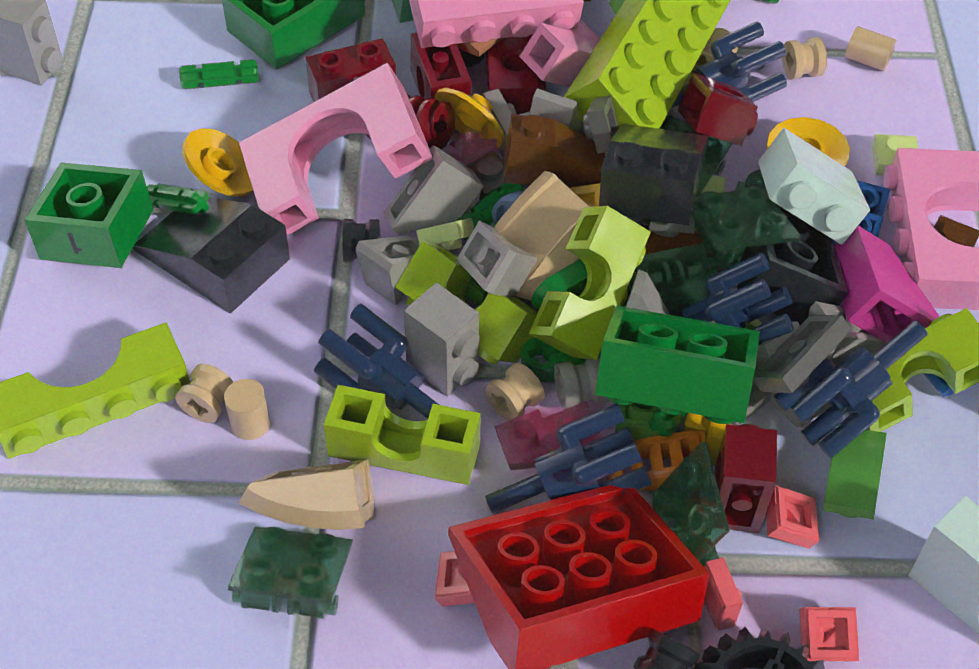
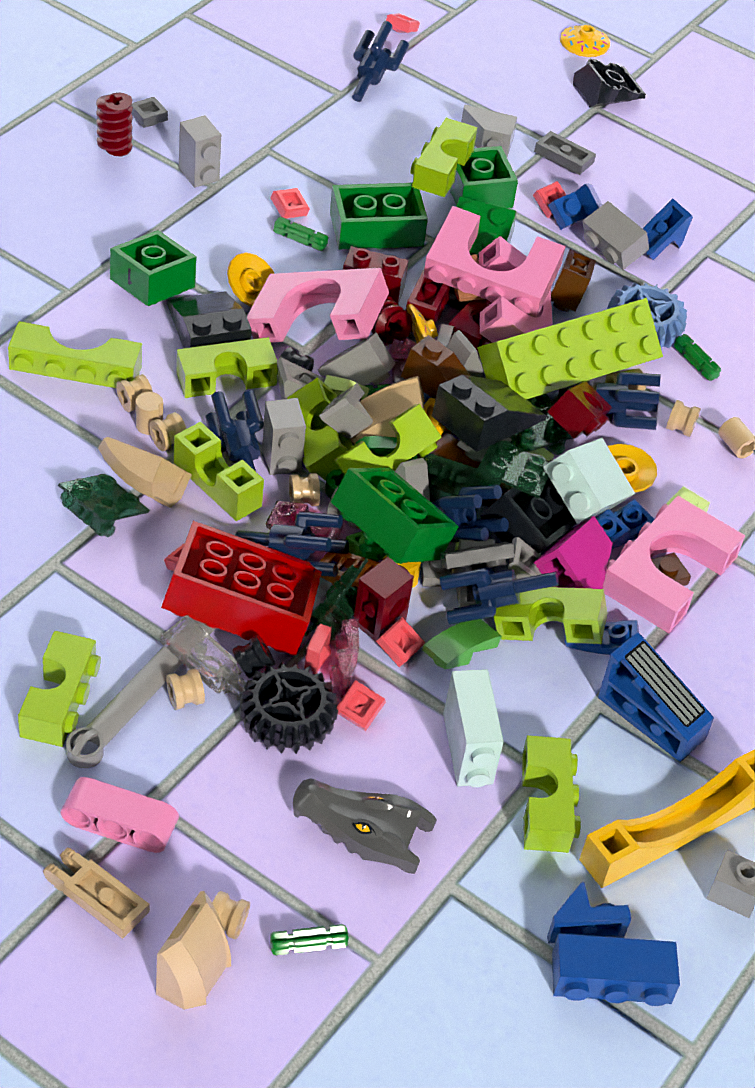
camera: 30 degrees right, 5 degrees down
(175, 44) = (290, 203): none -> coral tile
(178, 198) = (209, 286): green axle -> none
(291, 419) = (164, 430): none -> tan wheel
(305, 265) = (247, 359): none -> lime arch
(600, 122) = (484, 366): dark grey plate -> none
(774, 596) = (346, 657): none -> clear pink slope

